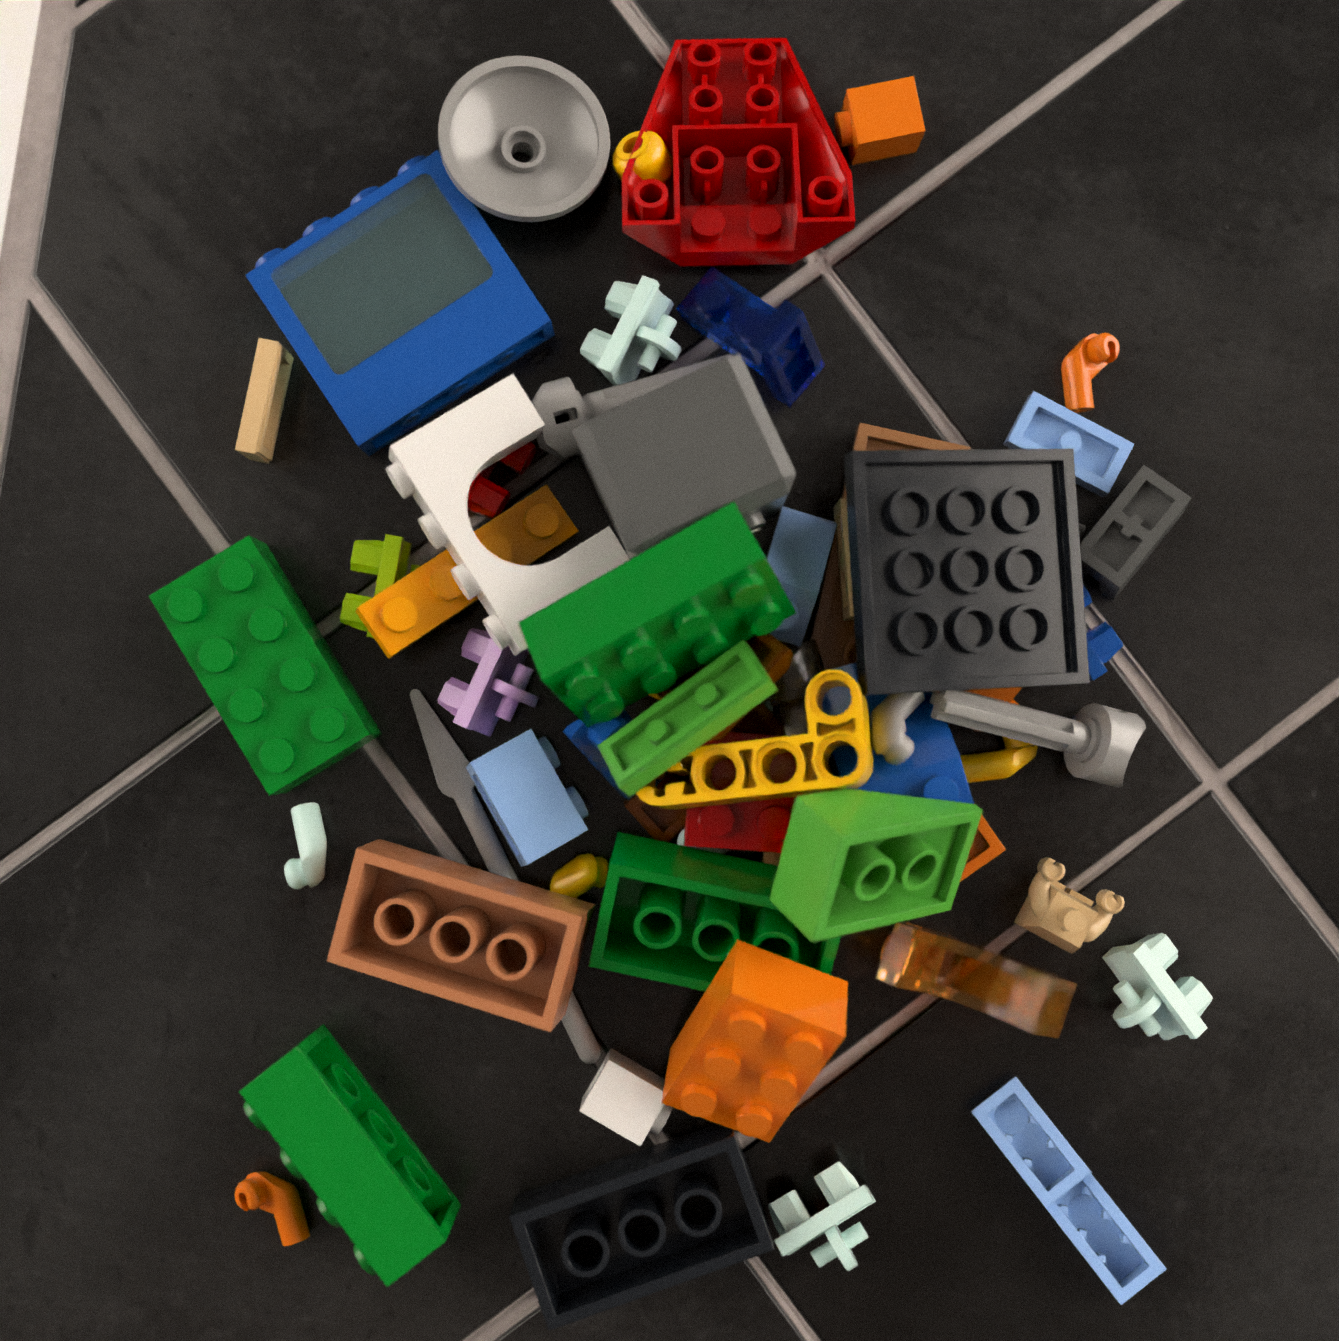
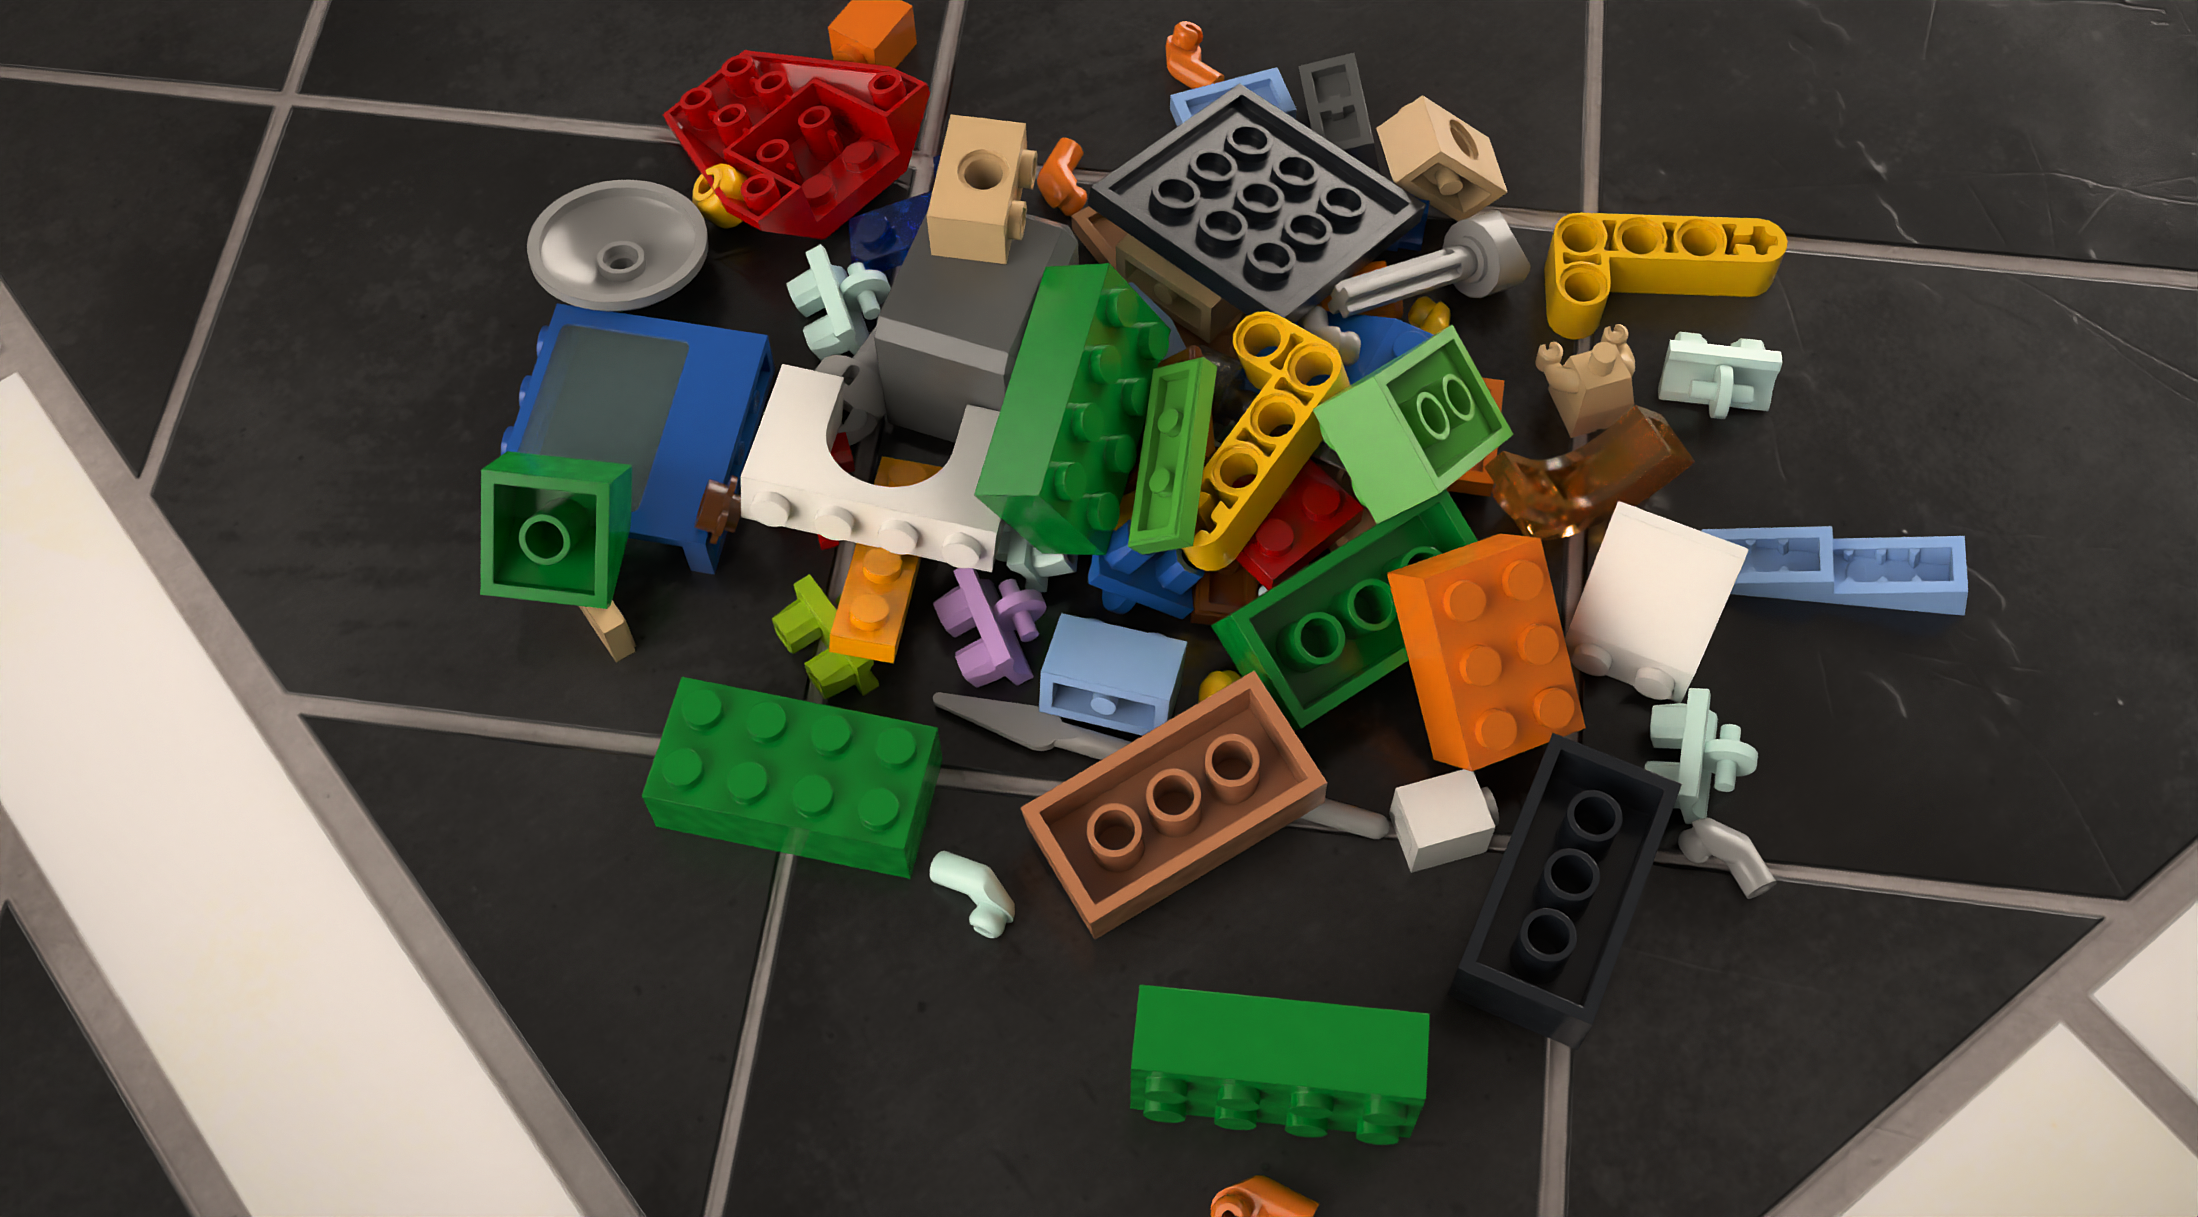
camera: 40 degrees left, 25 degrees down
(262, 342) = (554, 528): none -> green slope
(380, 434) = (719, 508): none -> reddish brown plate
(764, 363) = (979, 189): none -> tan brick
(781, 1287) = (1731, 846): none -> light grey arm
(885, 378) = (1057, 180): none -> orange arm
(892, 1118) = (1652, 602): none -> white slope
(1152, 646) = (1441, 159): none -> tan brick
(1220, 873) = (1653, 256): none -> yellow beam

